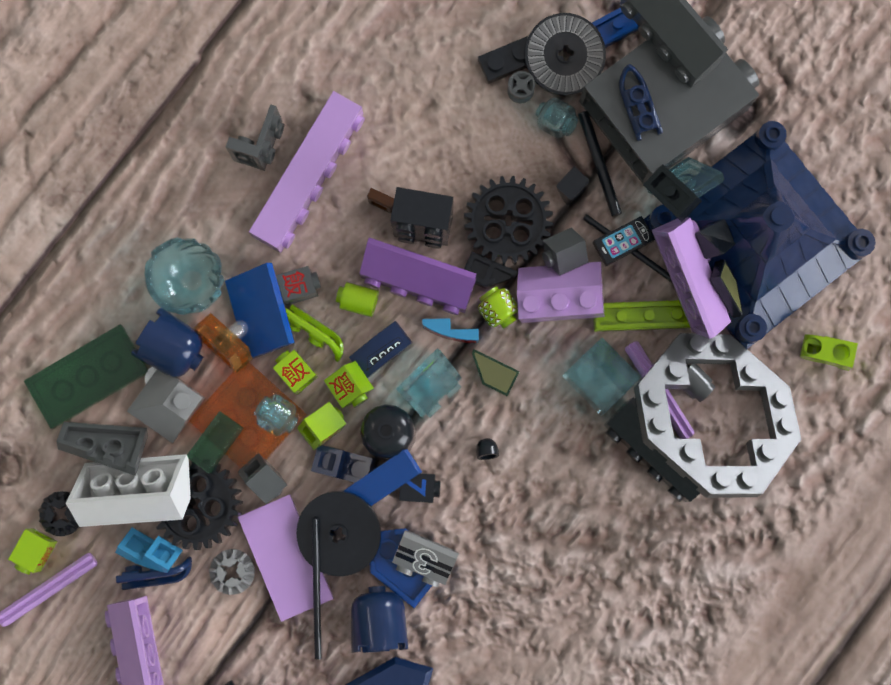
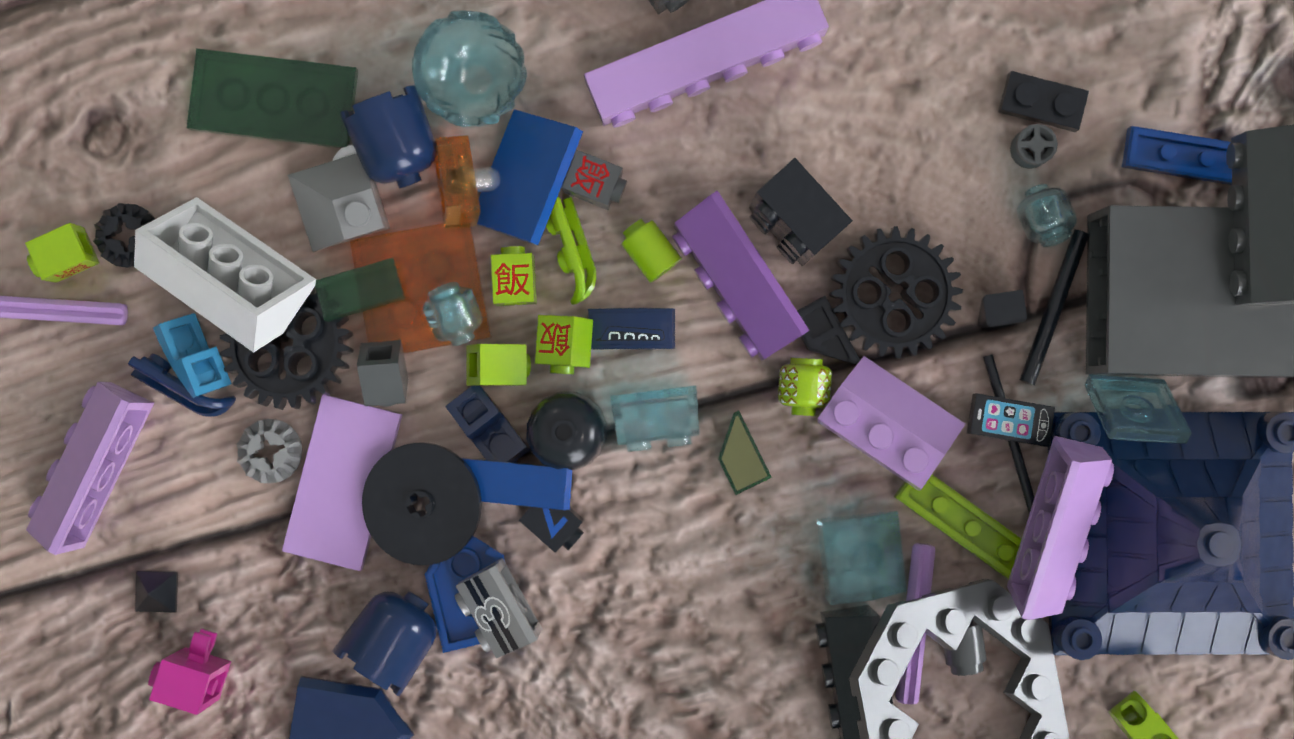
camera: 35 degrees right, 5 degrees up
(104, 444) = (234, 196): dark grey wing -> none
(316, 588) = (350, 544): black axle -> none
(380, 200) = (766, 155): reddish brown tile -> none
(443, 329) = (722, 360): dark azure slope -> none
(487, 449) = (665, 537): black hinge -> none
(550, 38) = (1148, 144): piece -> none
(565, 251) = (933, 380): dark grey brick -> none
(637, 97) = (1163, 268): dark blue piece -> none
(672, 193) = (1114, 414): black plate -> none
(715, 238) = (1121, 506): black slope -> none
(727, 287) = (1088, 571): black tile -> none

